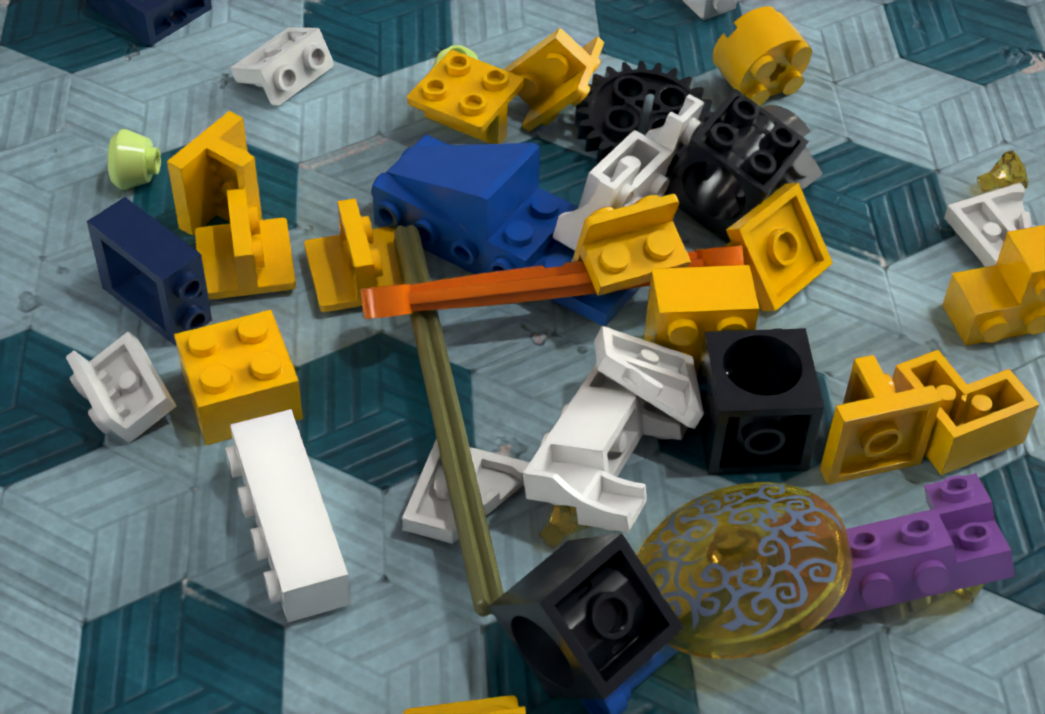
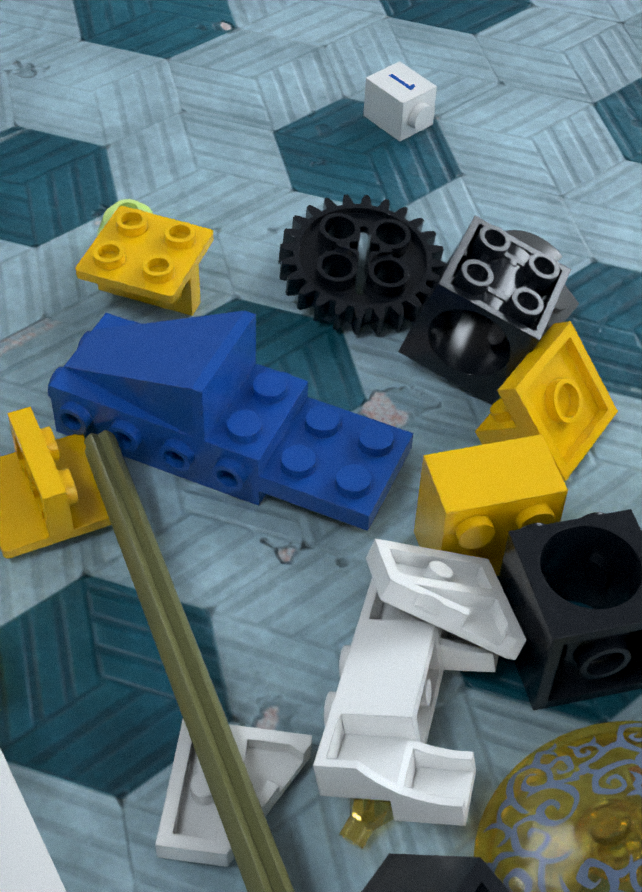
camera: 10 degrees left, 0 degrees up
(508, 286) = (276, 489): orange piece -> none
(555, 75) = (249, 223): yellow bracket -> none
(629, 242) = (390, 426): yellow bracket -> none
(632, 170) = (365, 341): white bracket -> none
(763, 55) = (483, 172): yellow brick -> none

